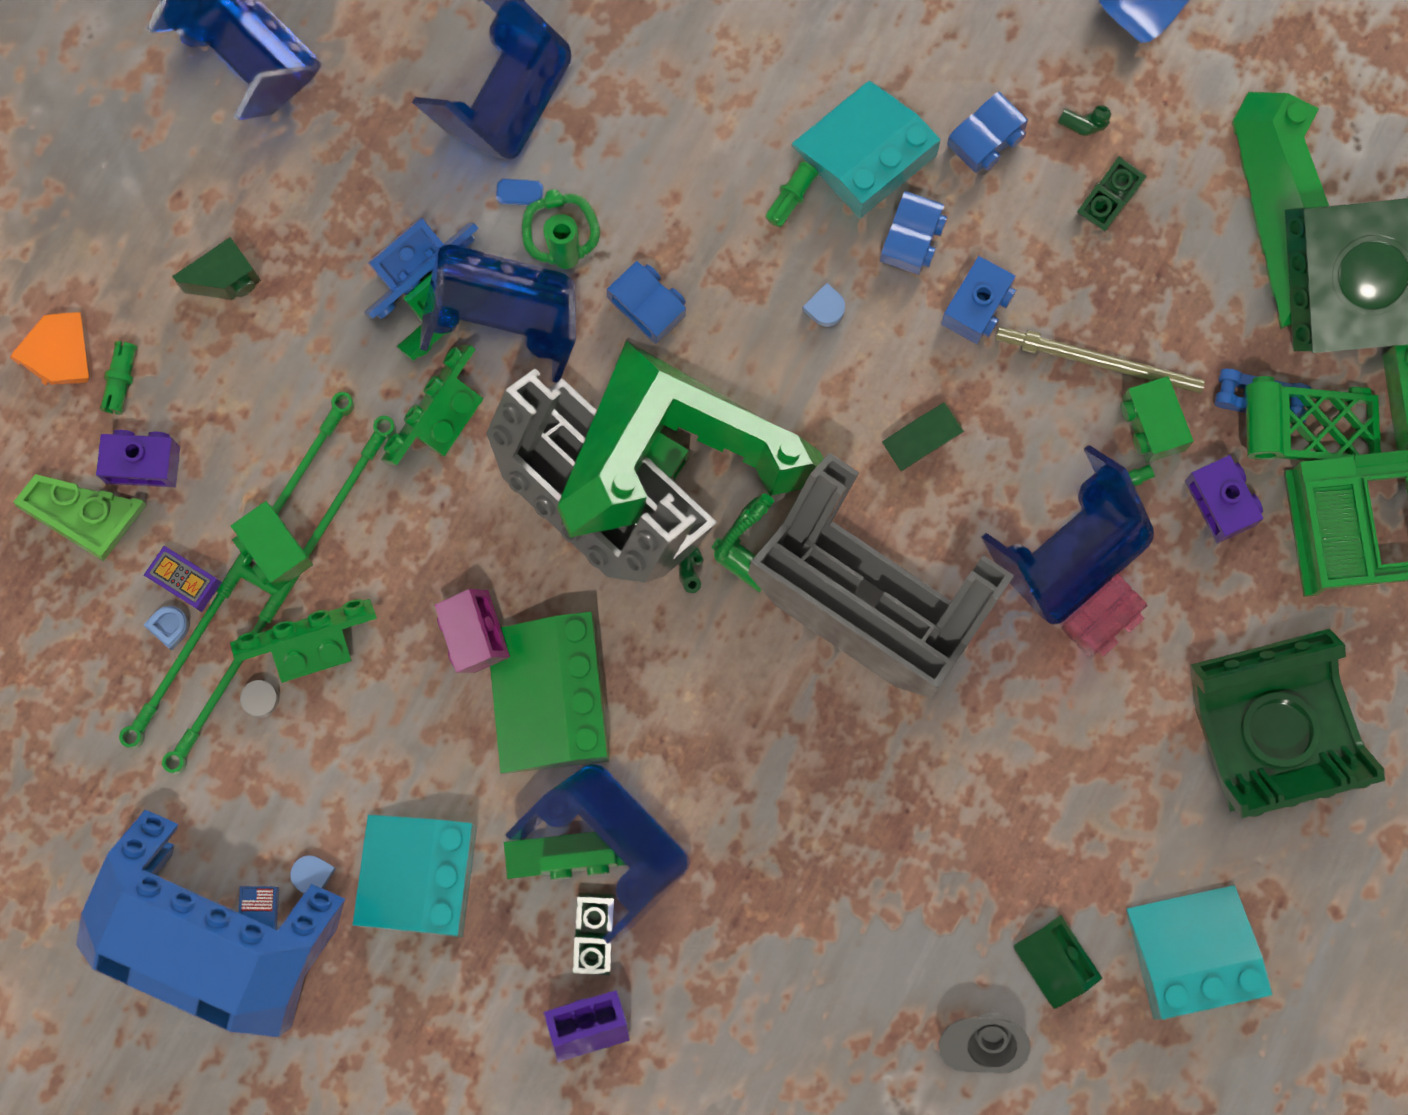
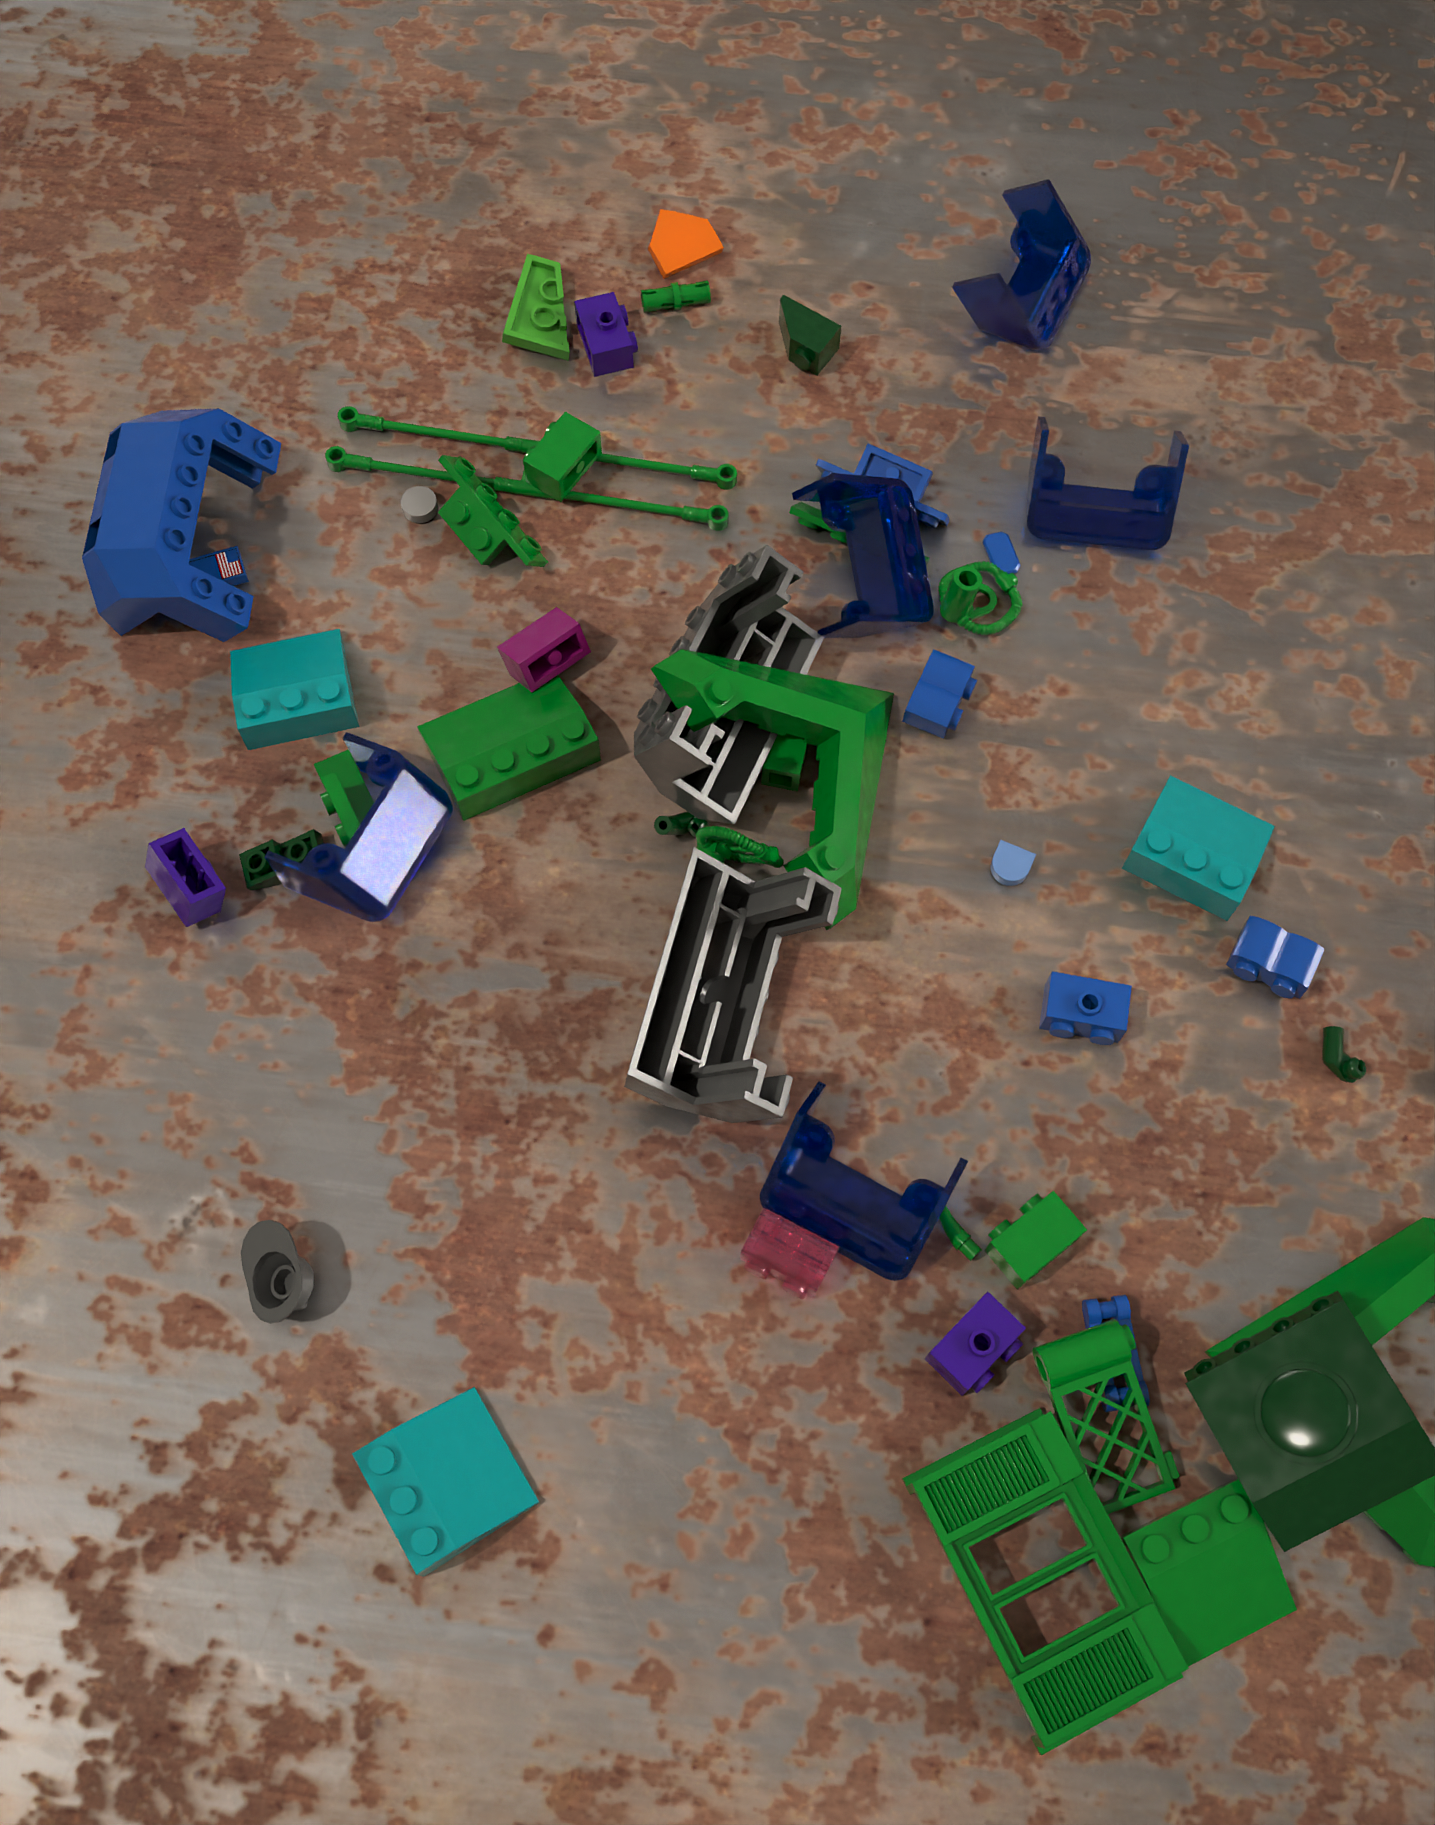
camera: 65 degrees right, 10 degrees down
(169, 625) = (461, 412): medium blue tile -> none
(182, 578) = (507, 405): tile -> none
(310, 871) = (268, 601): medium blue tile -> none
(441, 412) = (735, 544): green bracket -> none
(791, 194) = (1114, 791): green axle -> none
(913, 232) = (1128, 918): blue brick -> none
(923, 436) = (912, 1000): dark green slope -> none
(1033, 342) = (1065, 1082): olive bar -> none
(1058, 962) = (392, 1329): dark green panel -> none
(1112, 194) = (1269, 1112): dark green slope -> none
(1281, 724) = (738, 1494): dark green panel -> none

